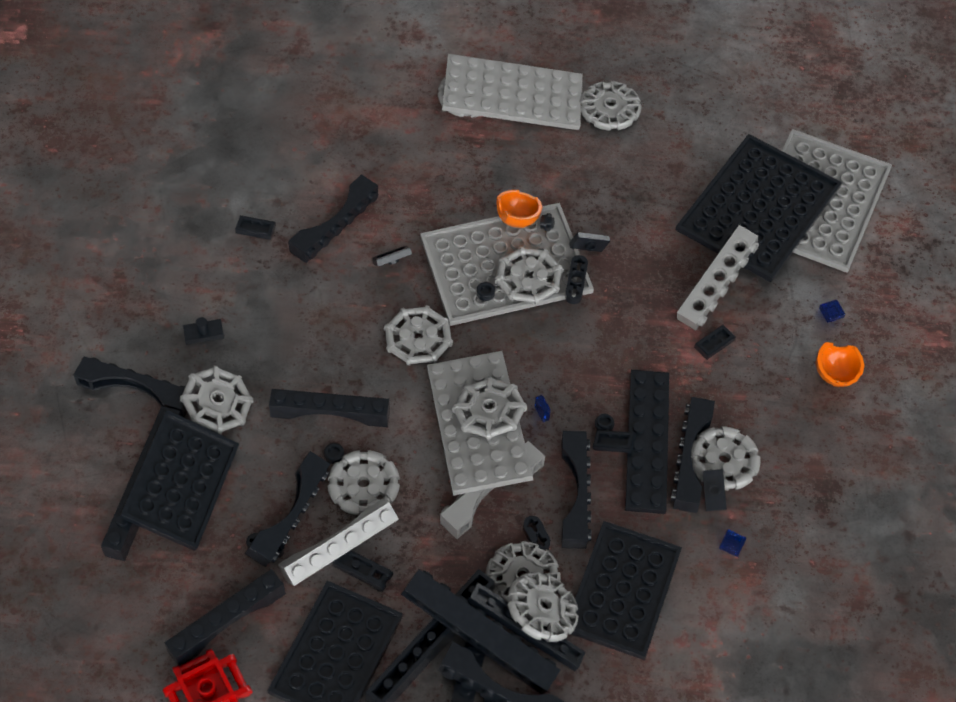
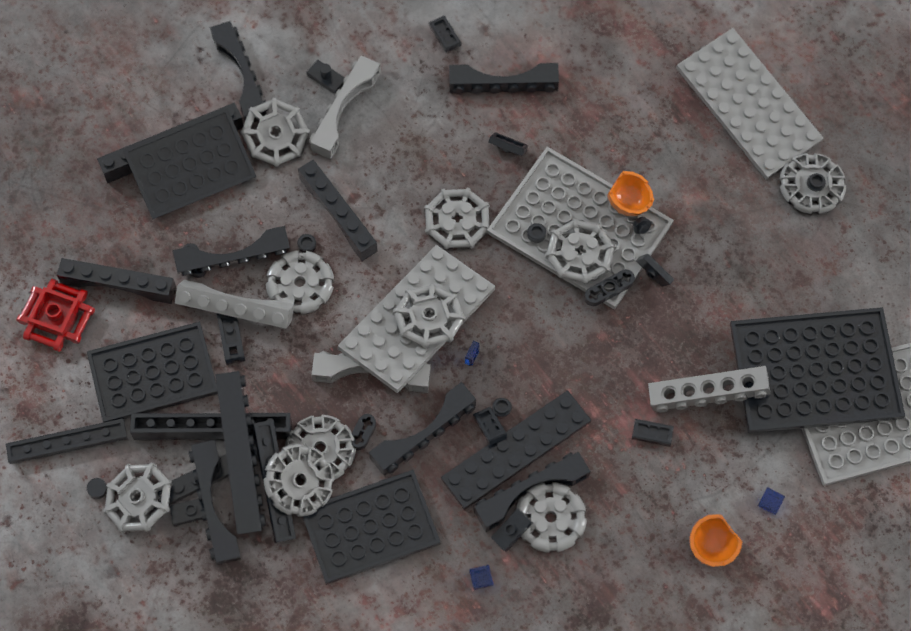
camera: 50 degrees right, 10 degrees up
(258, 366) = (362, 77): none -> light grey arch
(615, 99) = (816, 182): none -> black plate

